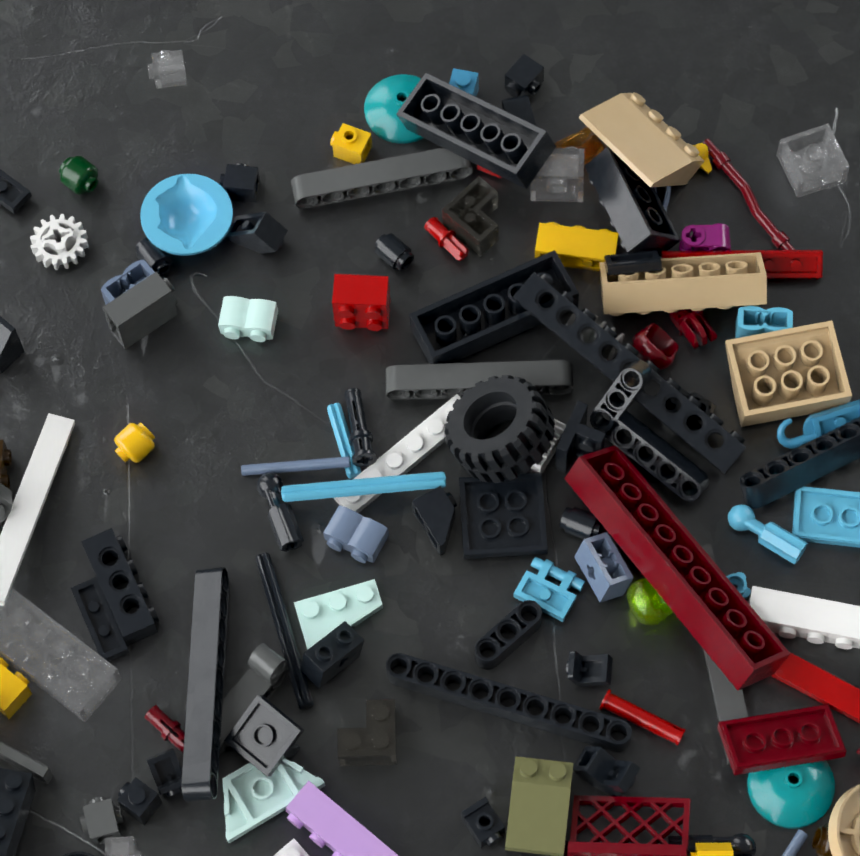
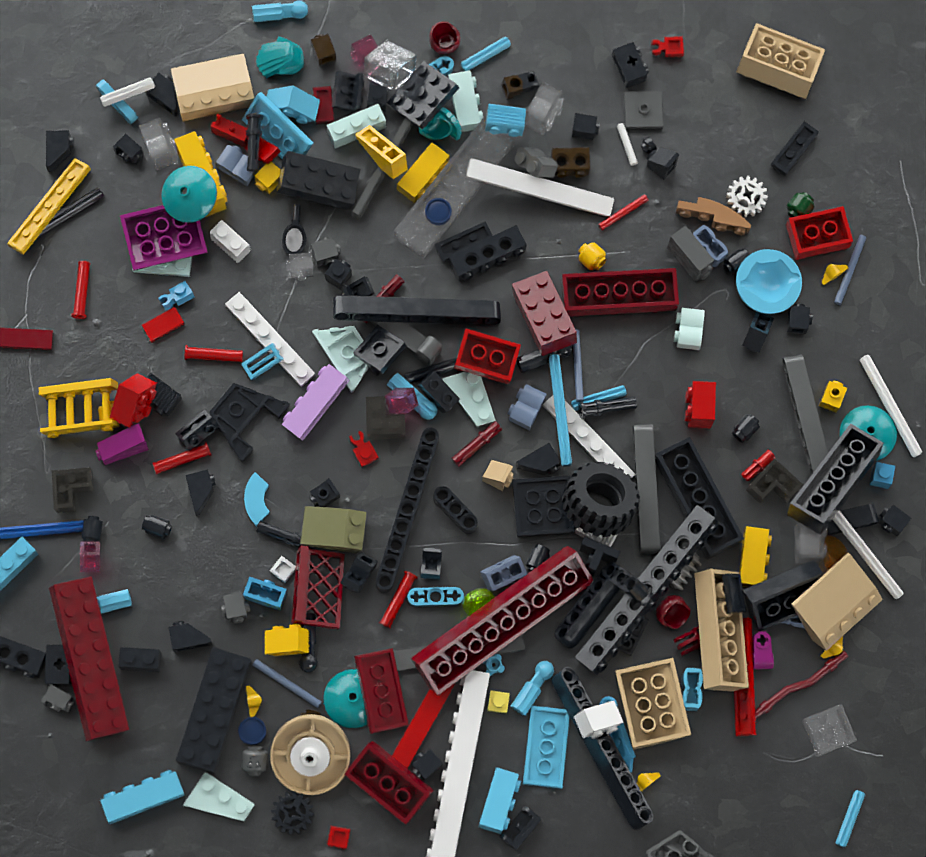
camera: 80 degrees right, 10 degrees up
(55, 645) = (438, 211): none -> dark blue piece
(69, 404) = (624, 211): none -> red bar
(84, 277) = (722, 216): none -> medium nougat slope
(120, 151) = (819, 233): none -> red brick
(168, 69) = (892, 263): clear brick -> none
(172, 121) = (849, 272): none -> sand blue bar
(175, 141) = (832, 272): none -> yellow piece
(191, 406) = (620, 292): none -> dark red brick
(218, 504) = (544, 313): none -> brick
(281, 581) = (487, 356): none -> red brick
(335, 694) = (426, 408): none -> medium azure piece
(344, 705) = (401, 400): none -> clear pink brick
(365, 79) = (890, 406): none -> white axle
(401, 597) = (477, 443): none -> dark red pin
(417, 766) = (364, 451): none -> red plate
(458, 571) = (498, 475): none -> tan slope
(552, 598) = (485, 534): medium azure plate -> none
(583, 102) = (867, 555): none -> white axle
(628, 646) = (441, 590): none -> medium azure beam
(788, 579) = (498, 702): none -> light yellow plate
(817, 437) = (598, 719): none -> white brick

